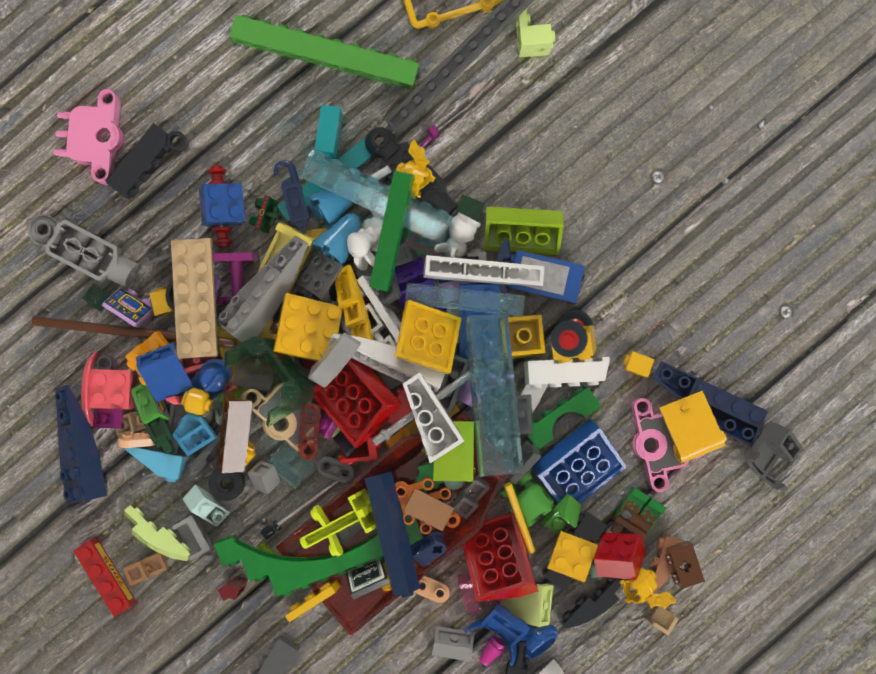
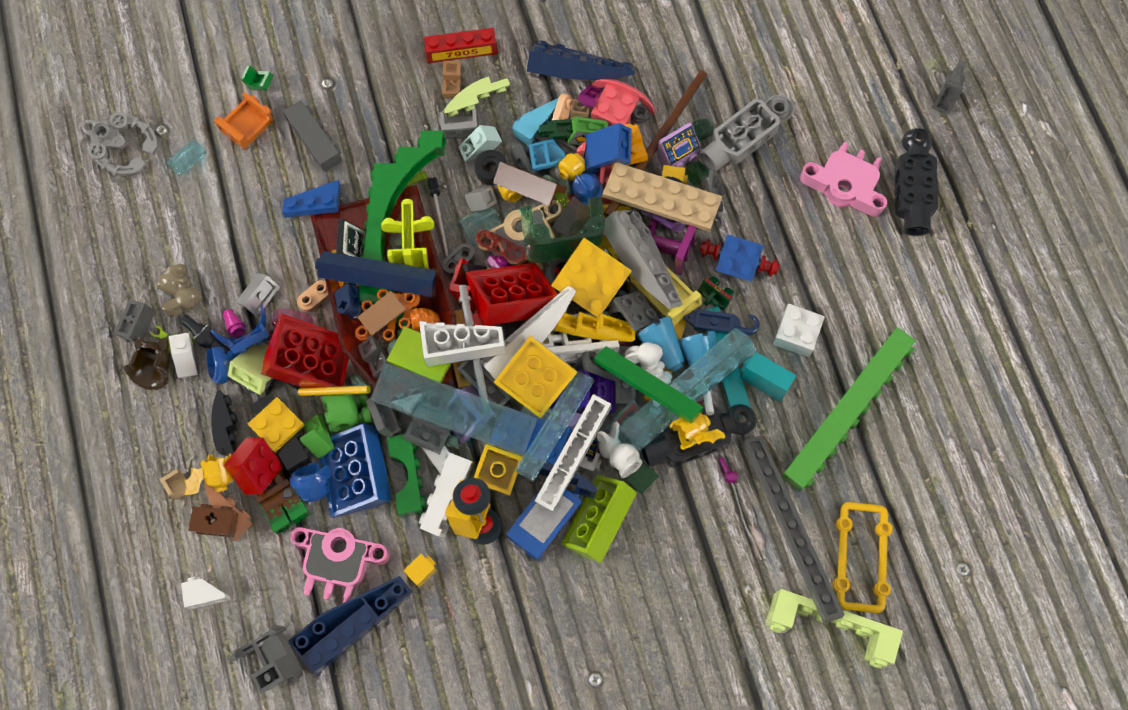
camera: 110 degrees right, 15 degrees down
(70, 70) = (916, 183): none -> black brick
(143, 159) = (810, 212): black hinge -> none
(145, 283) = (696, 173): none -> clear green slope
(233, 588) = (398, 132): dark red piece -> none
(269, 124) = (798, 330): none -> white brick
(312, 600) = (356, 193): yellow plate -> none
(334, 359) = (552, 283): light grey slope -> none
(336, 638) = (314, 201): none -> blue wing
(416, 467) = (424, 315): none -> orange hair
(498, 502) = (356, 380): none -> sand green axle
(613, 496) = (311, 482): none -> blue helmet
(692, 429) = (334, 588): yellow door -> none
(743, 544) = (201, 593): none -> white slope

